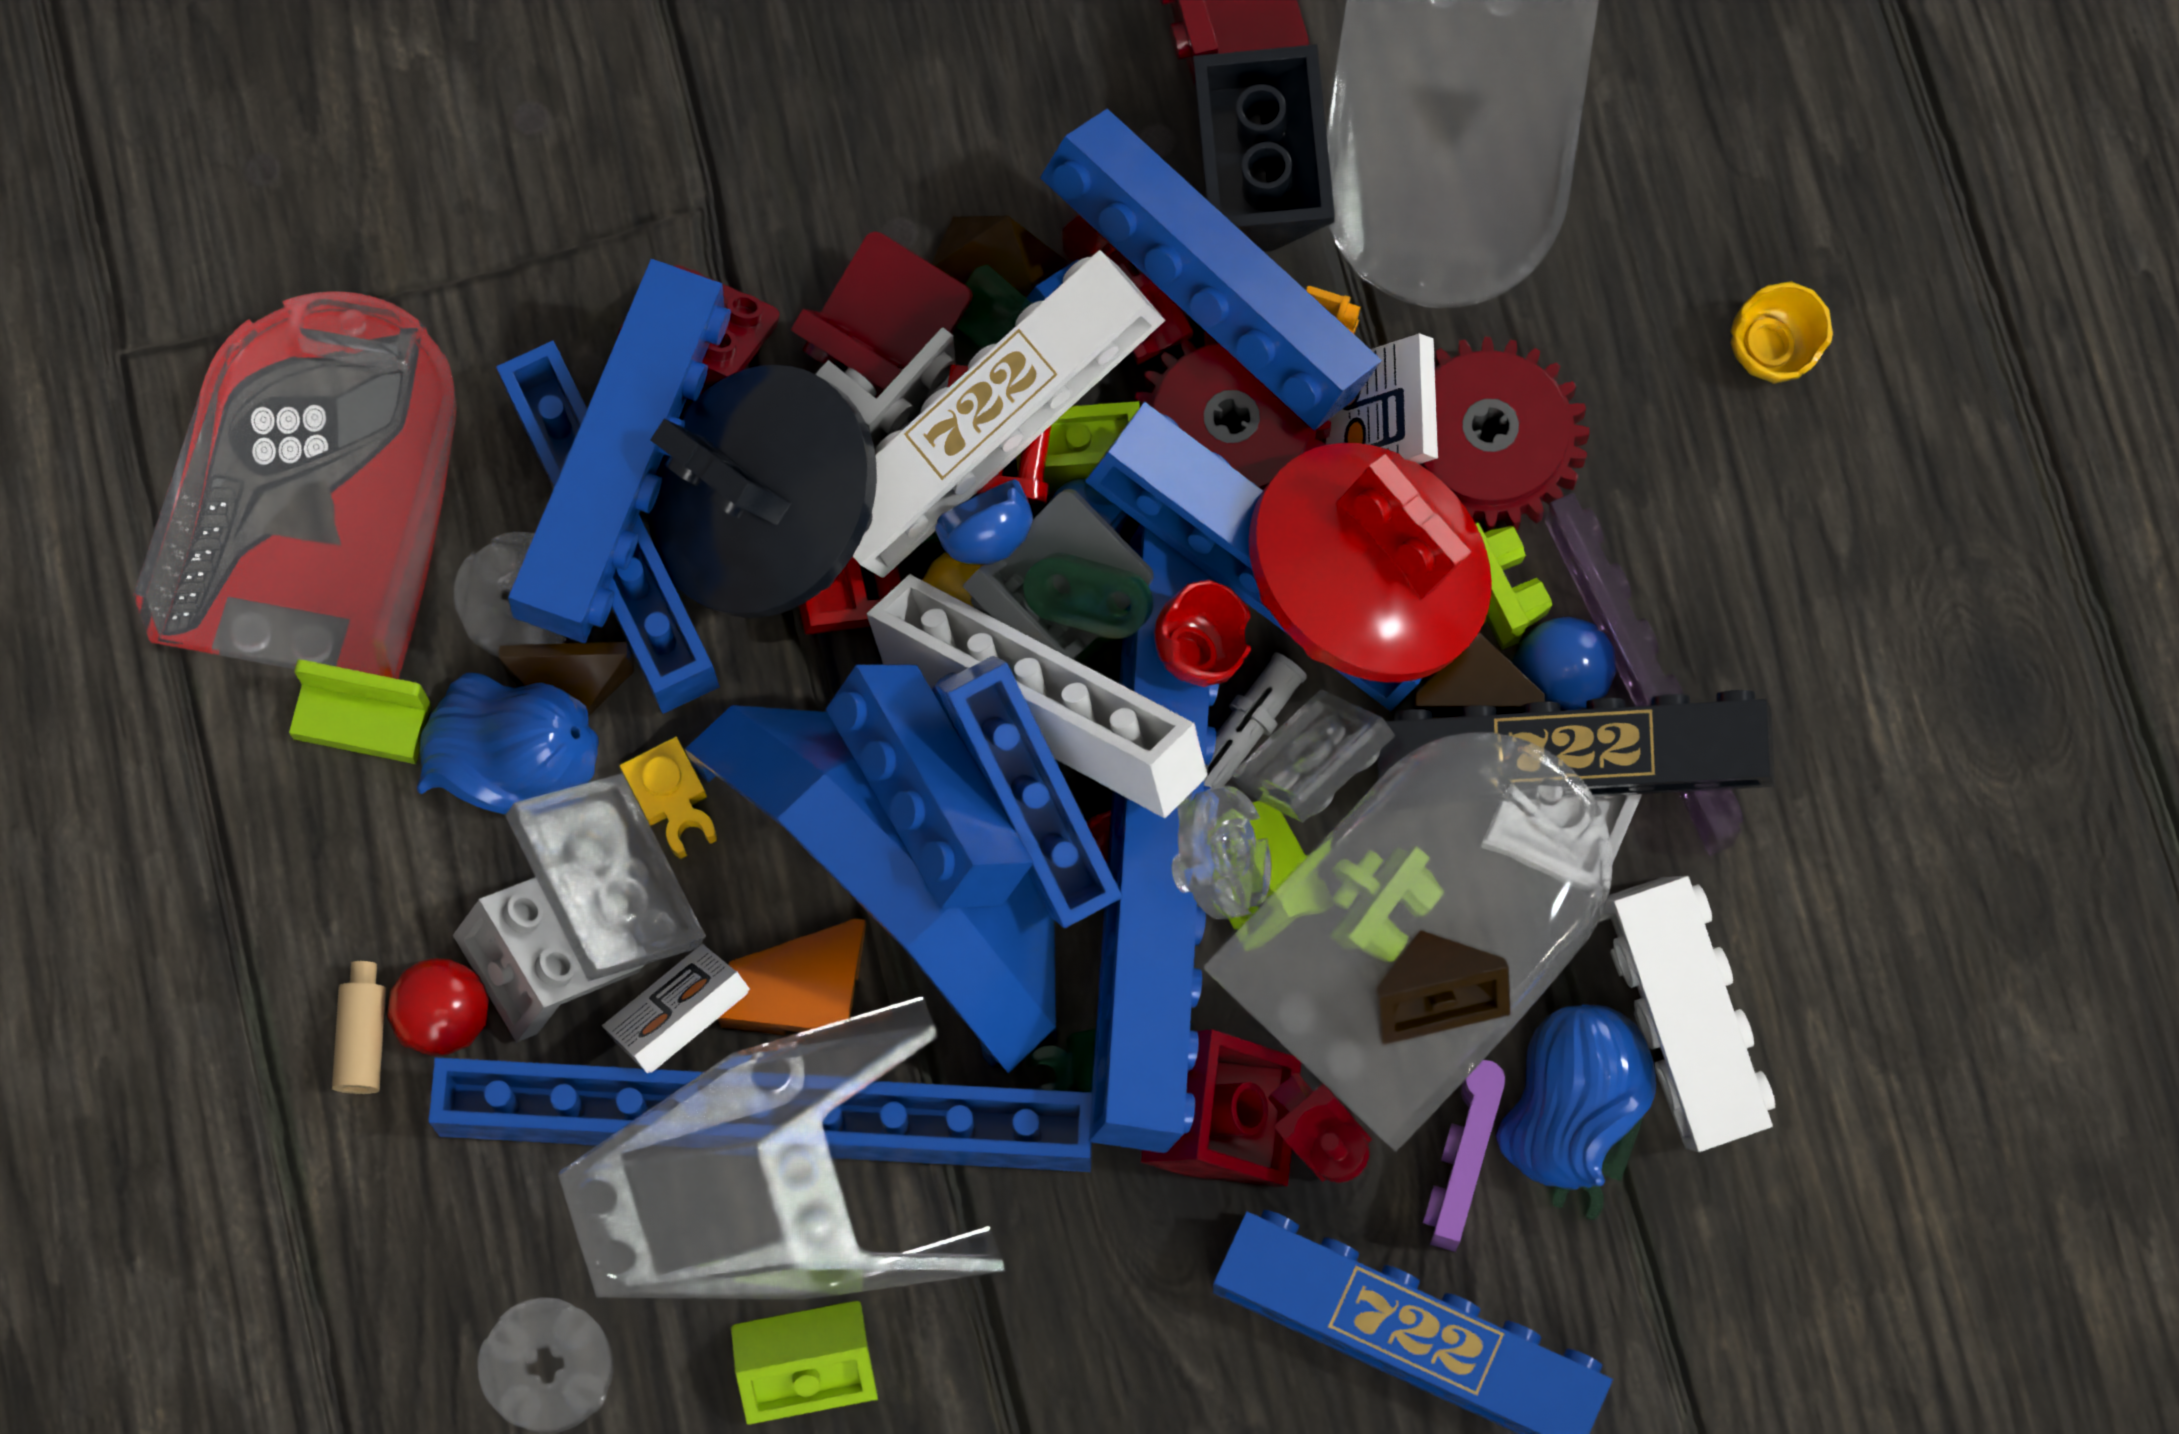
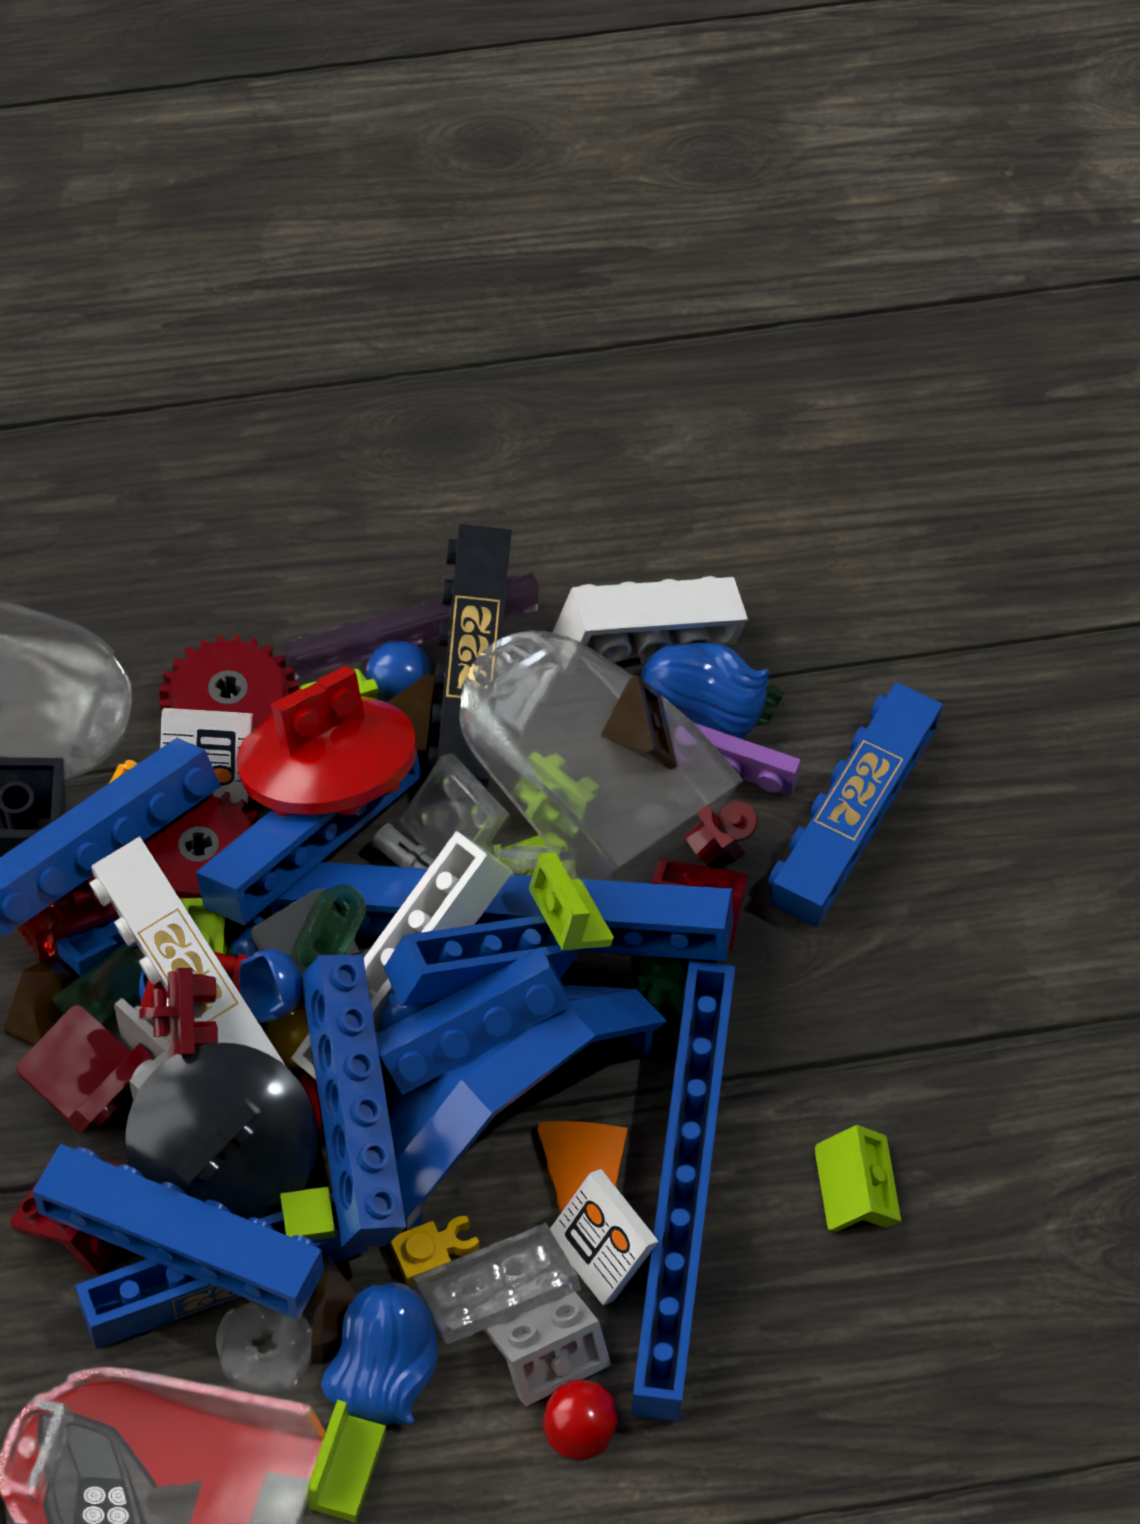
camera: 90 degrees left, 15 degrees down
(359, 1031) = (596, 1473): tan cylinder -> none
(515, 1343) = (839, 1374): clear plate -> none
(659, 612) = (308, 1214): none -> lime tile
(736, 1184) = (731, 1170): clear windscreen -> none
(808, 643) = (352, 1101): none -> blue brick
(934, 402) = (183, 992): none -> dark red hips
(1118, 906) = (567, 906): none -> lime panel
(1203, 633) = (370, 860): red hair -> none
(1781, 332) = (181, 519): yellow hair -> none

